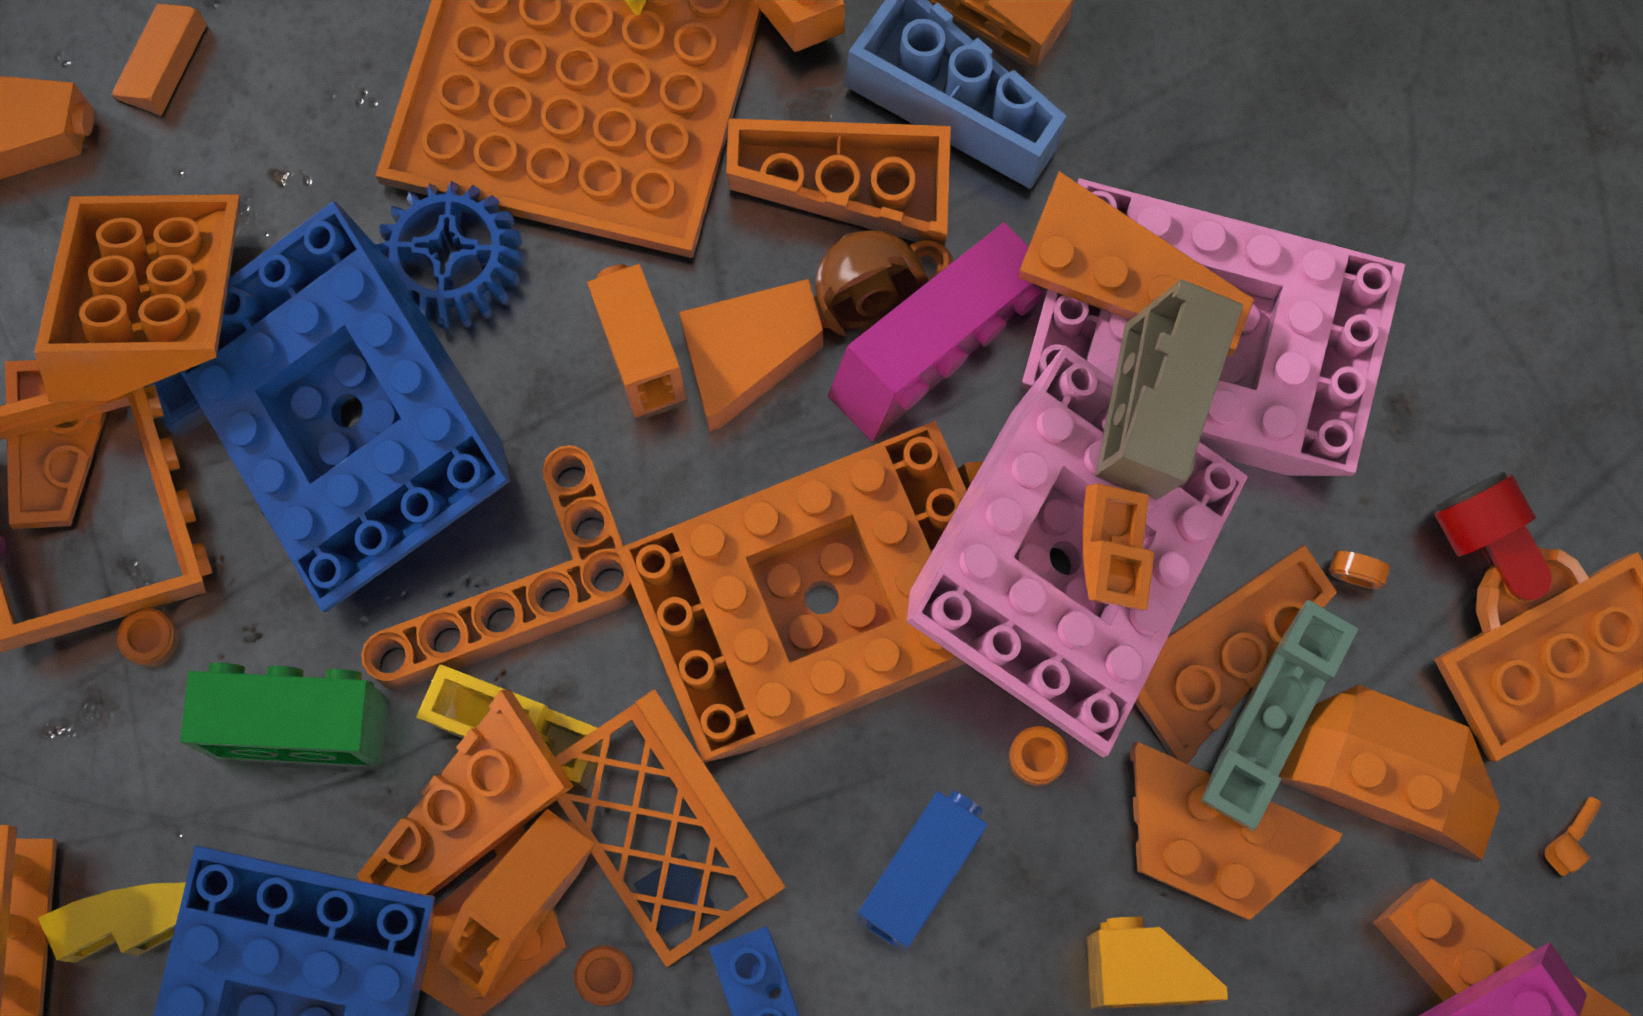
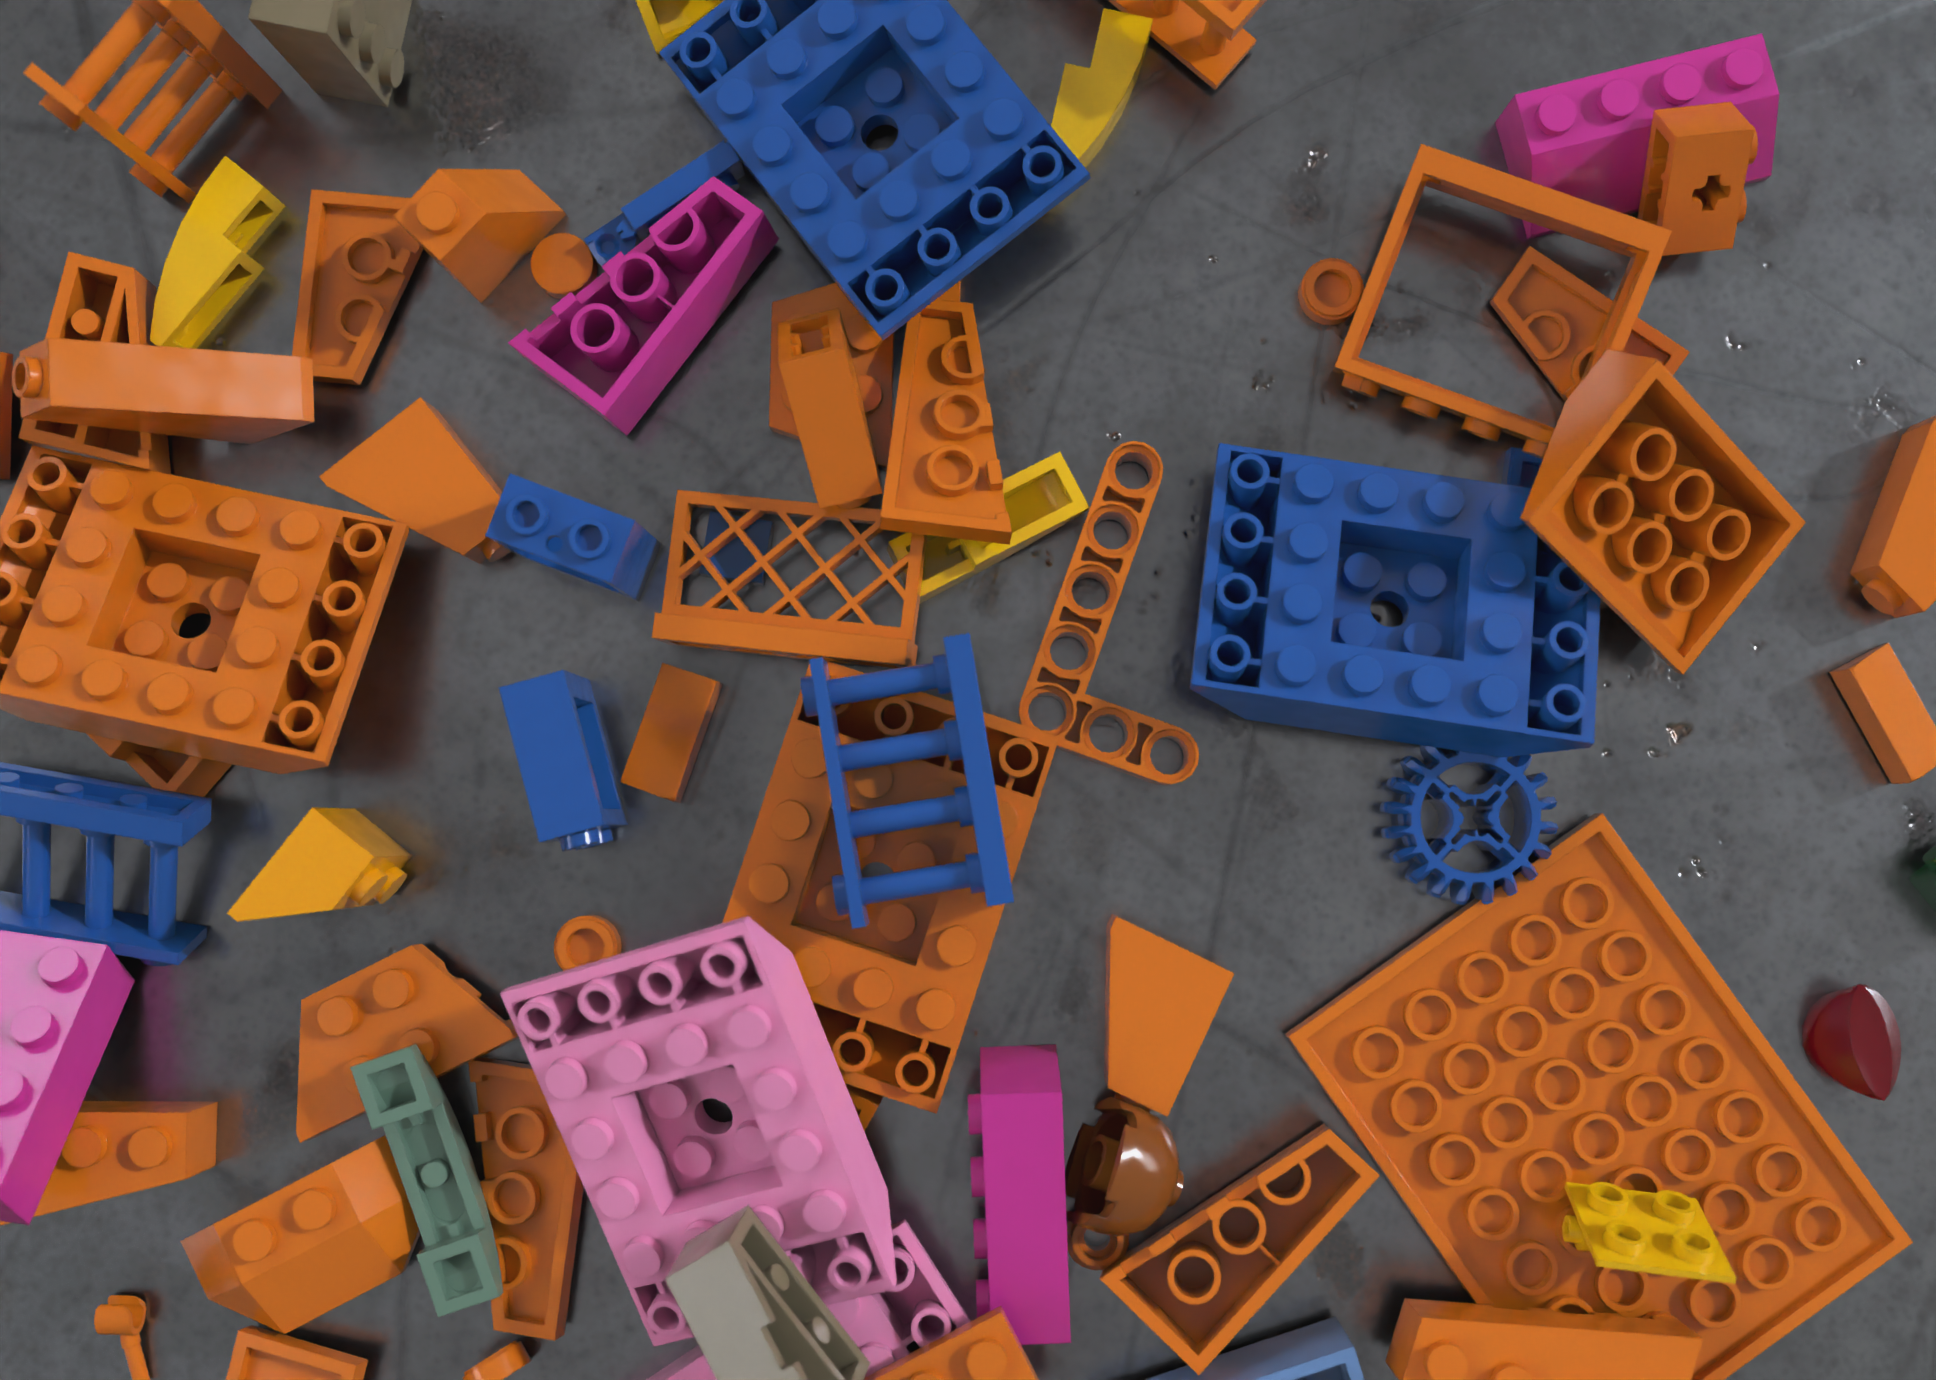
camera: 135 degrees right, 10 degrees up
(285, 716) = (1152, 342): green brick -> none
(604, 975) = (721, 438): orange tile -> none
(637, 339) = (1248, 918): orange slope -> none
(708, 556) = (971, 804): none -> blue fence
(842, 826) = (671, 733): none -> orange slope
(1113, 551) = (658, 1151): orange slope -> none

